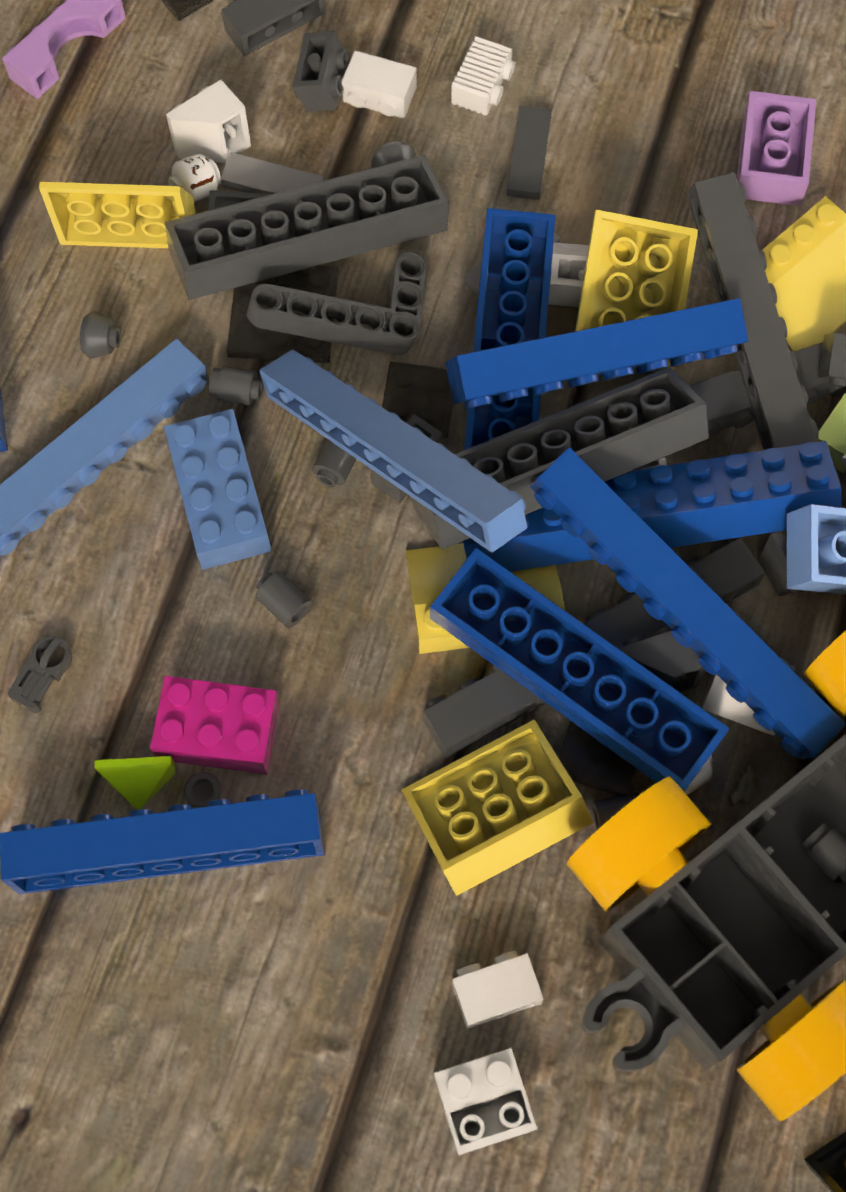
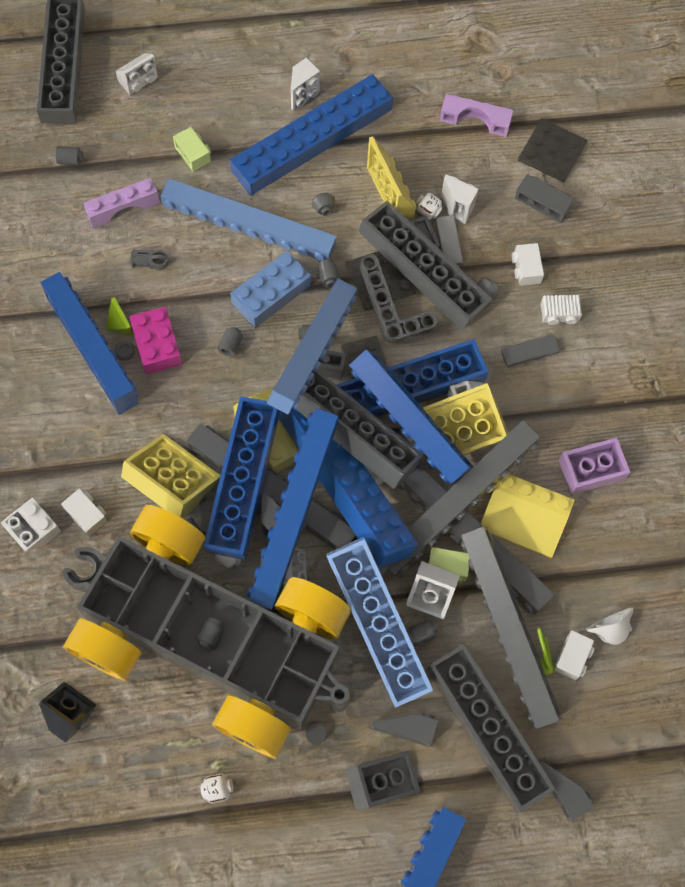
camera: 60 degrees right, 0 degrees up
(320, 71) = (517, 233): dark grey brick -> none

